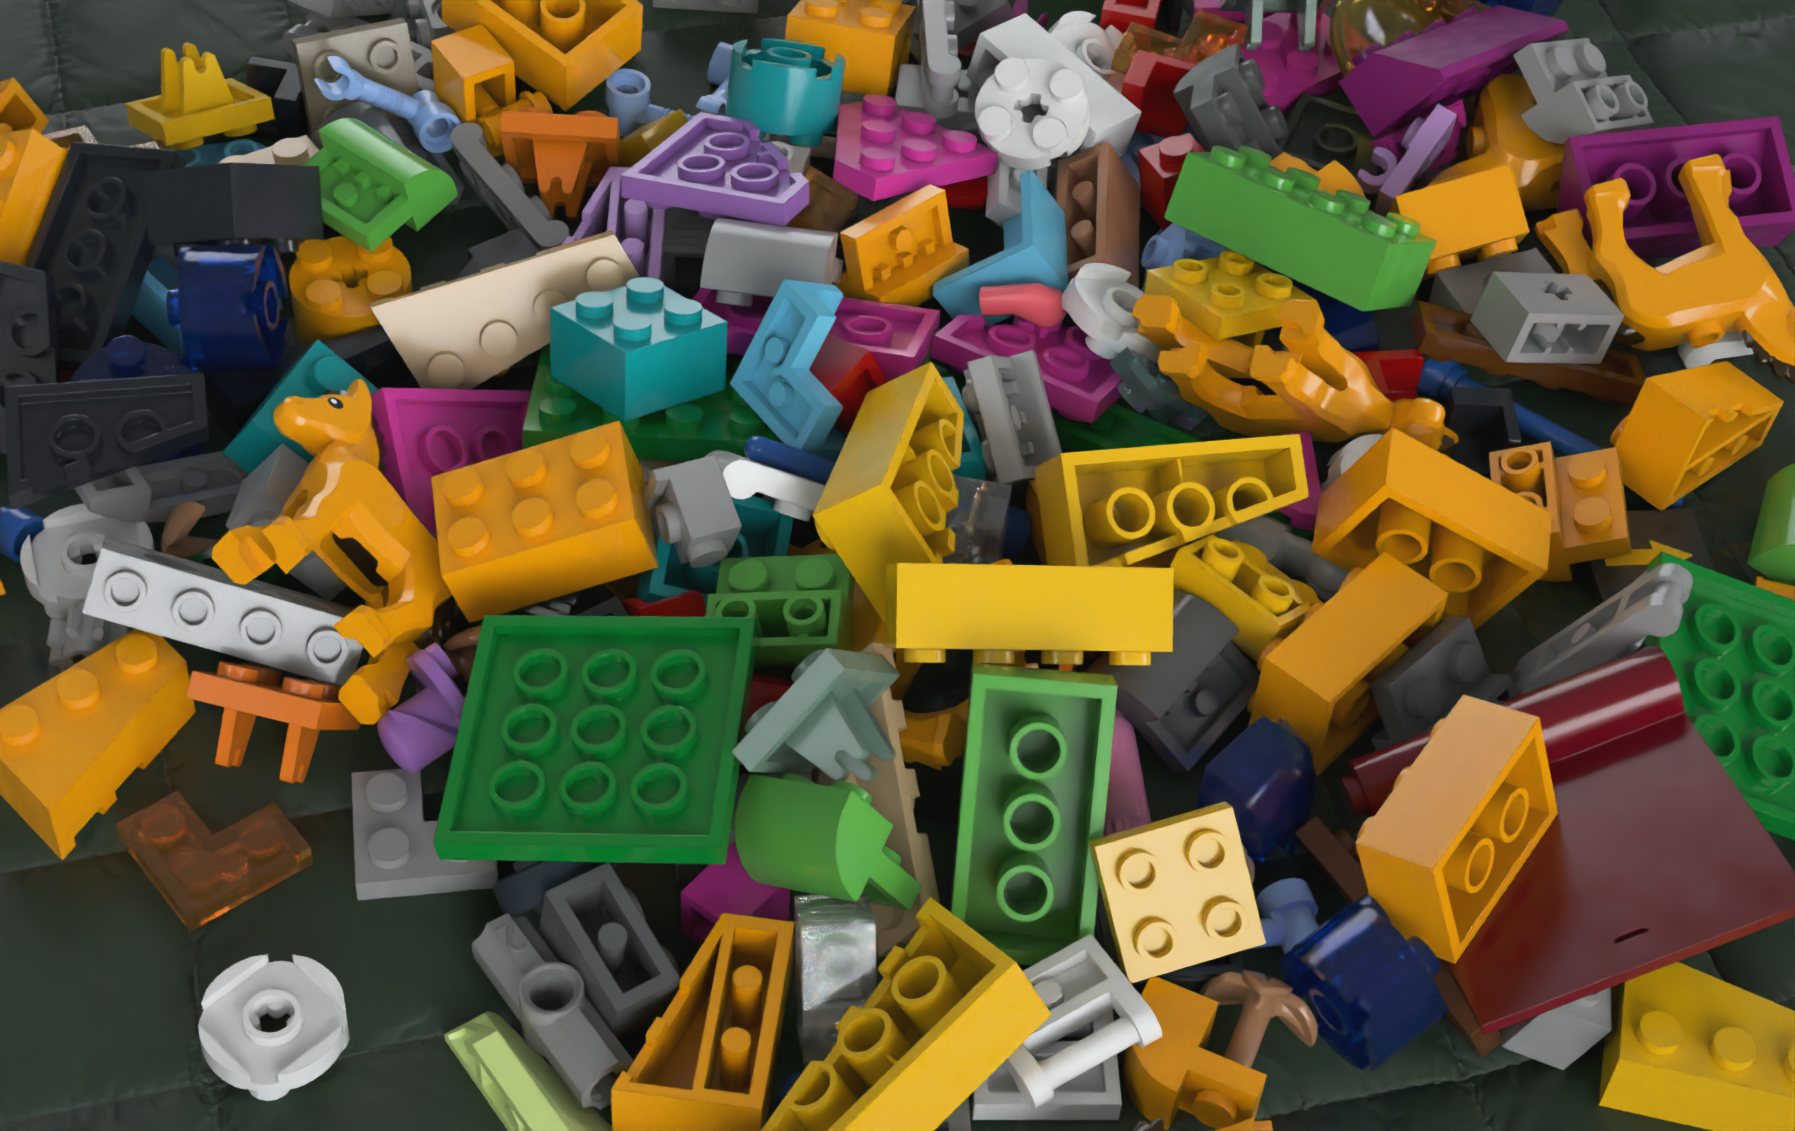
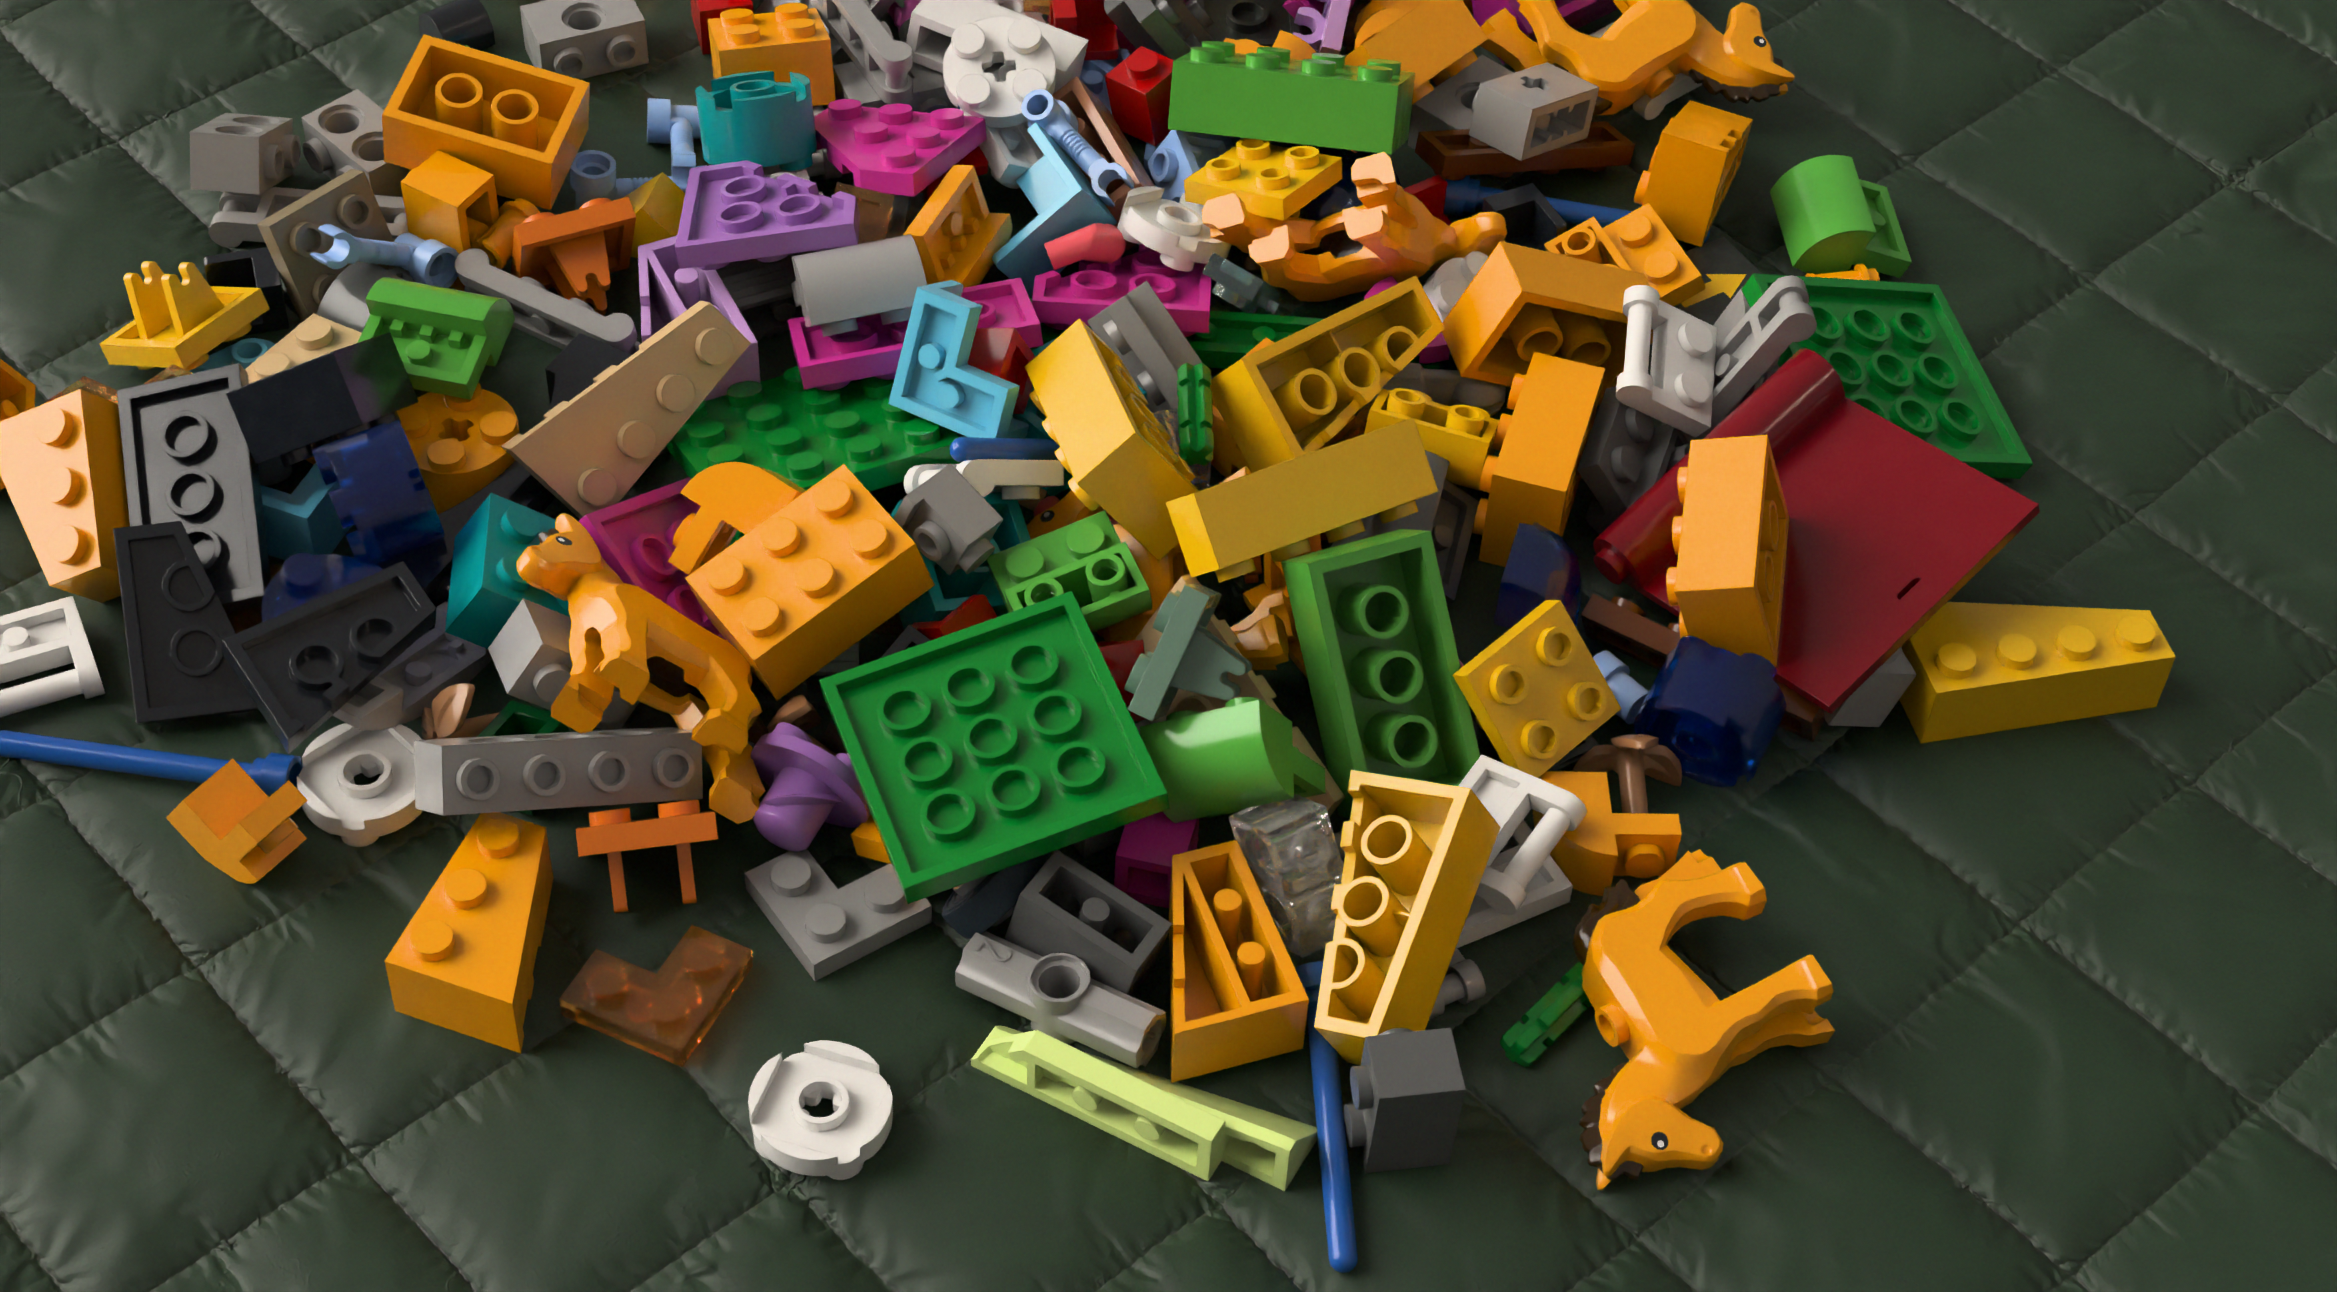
camera: 25 degrees left, 0 degrees up
(79, 637) = (421, 848): light grey gear -> none
(515, 420) = (731, 499): none -> light orange brick
(638, 348) = (789, 399): teal brick -> none
(998, 493) = (1195, 414): none -> green axle
(1064, 184) = (1062, 126): none -> light blue brick
(1536, 618) = (1681, 362): none -> white plate

